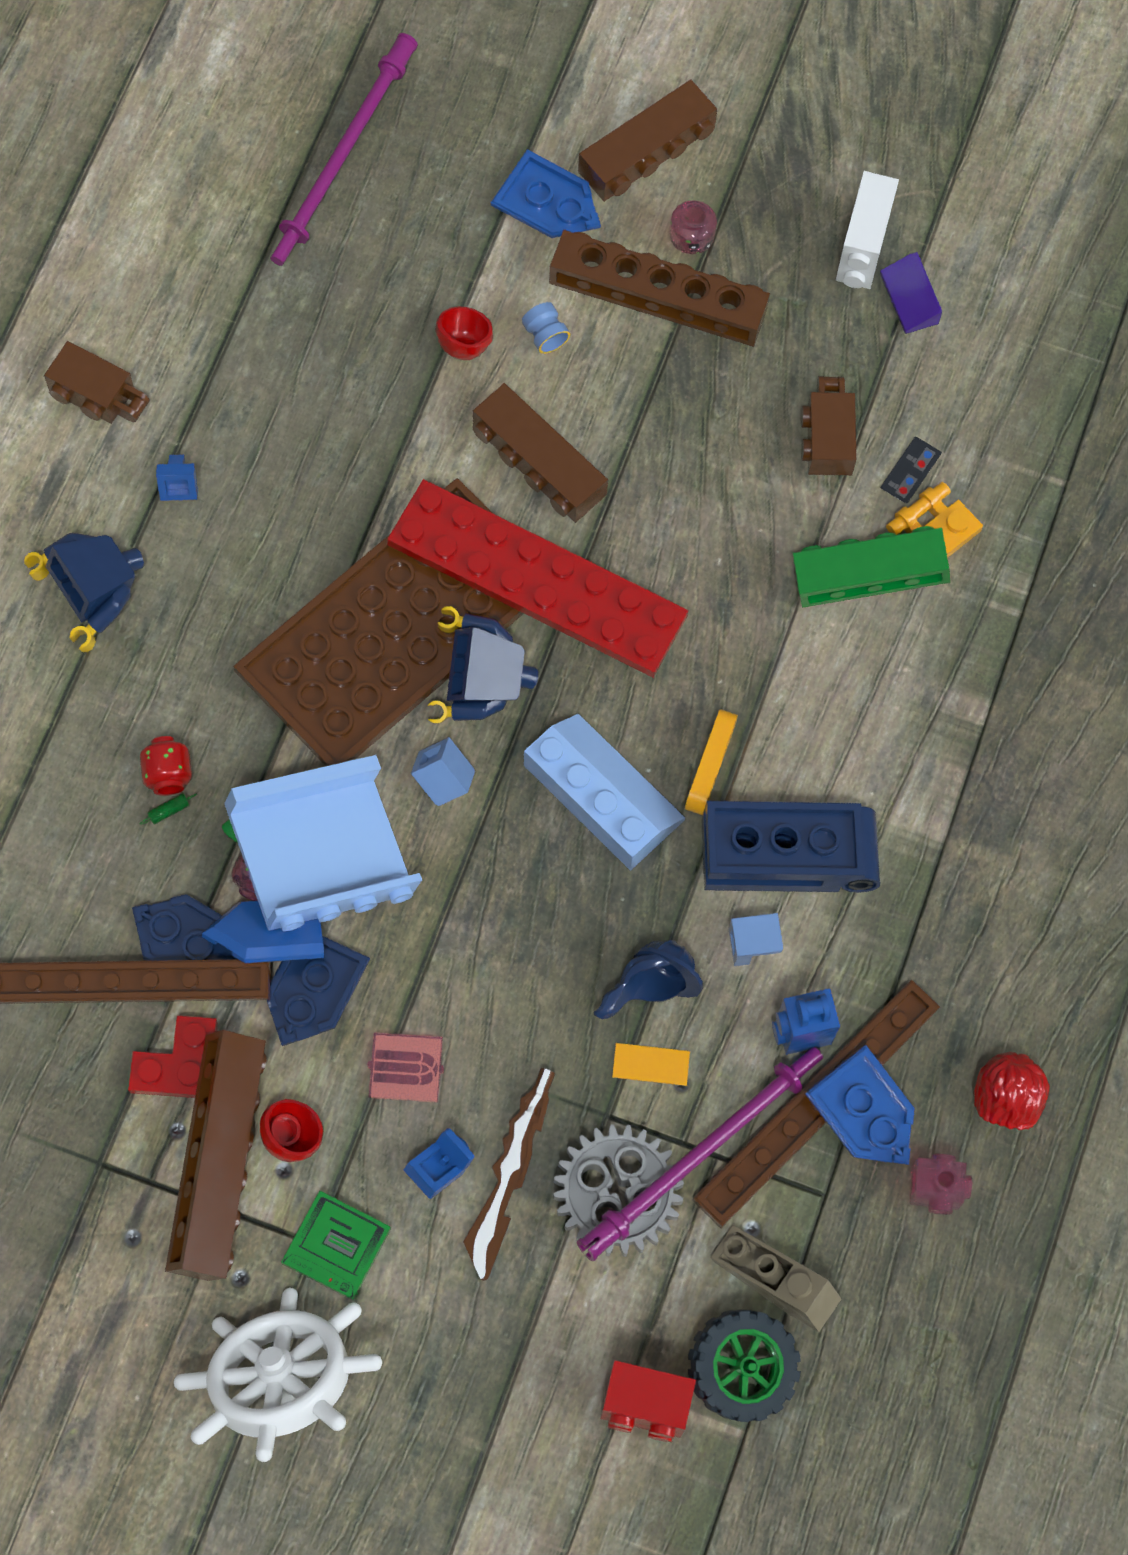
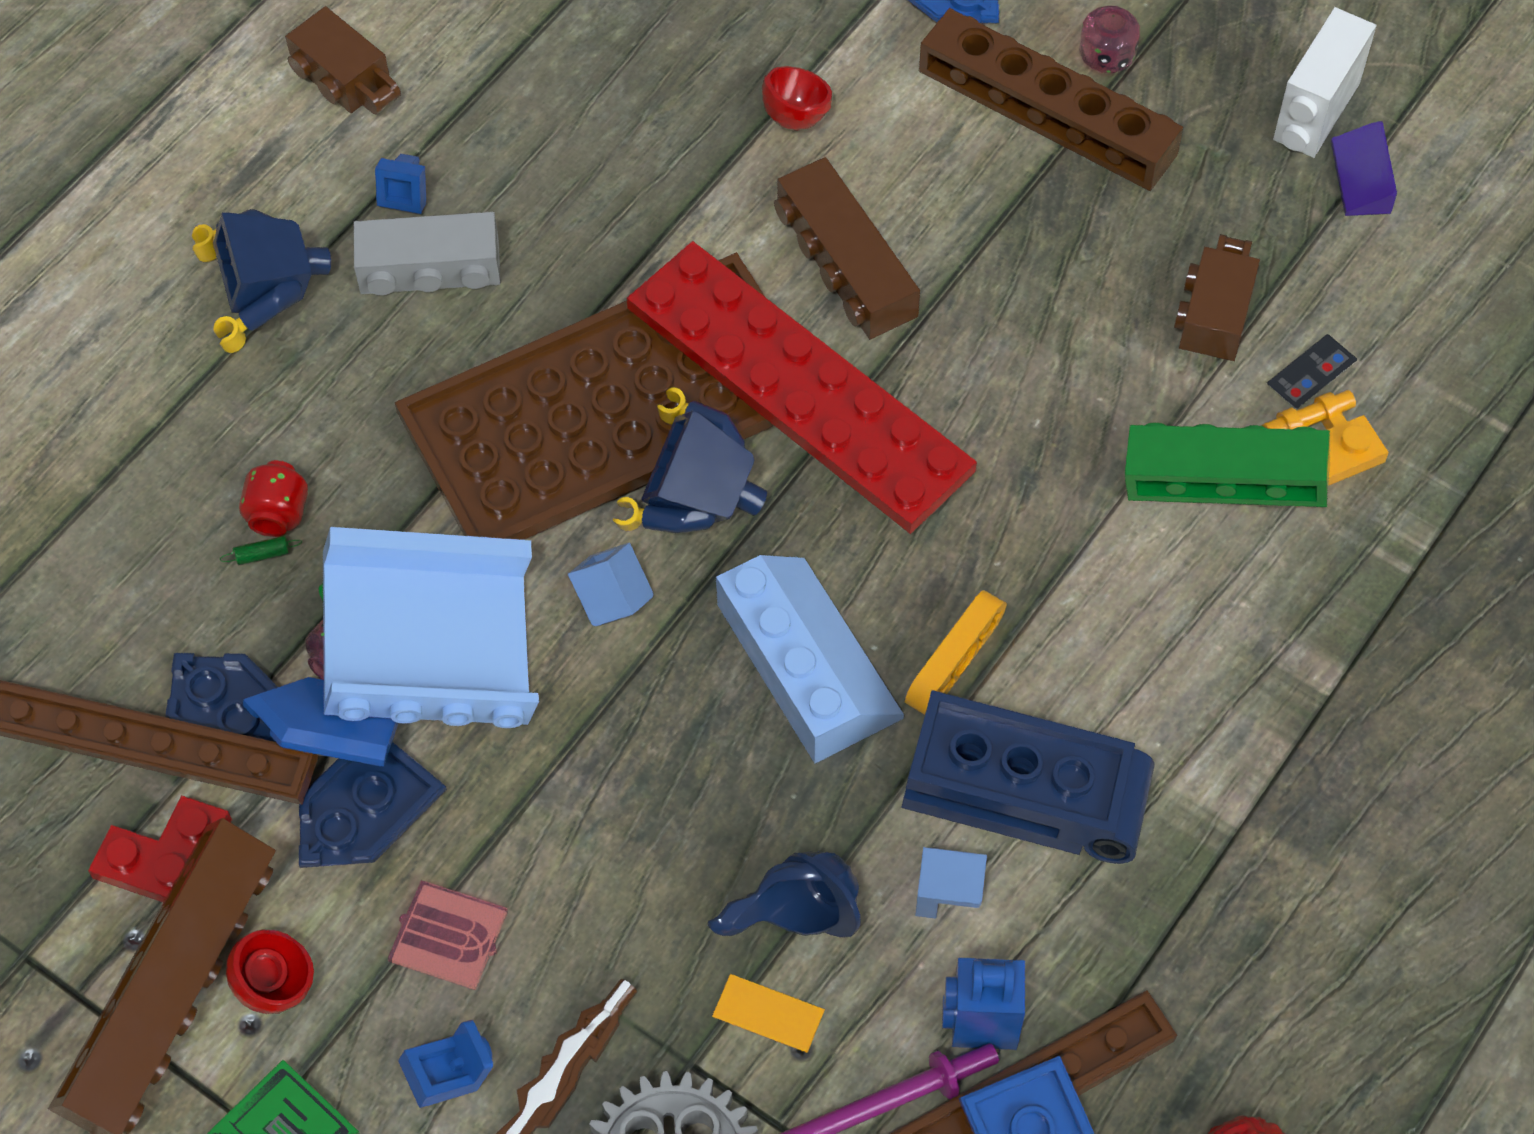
camera: 20 degrees right, 10 degrees down
(216, 535) = (426, 253): none -> light grey brick
(546, 328) = (896, 108): medium blue wheel -> none

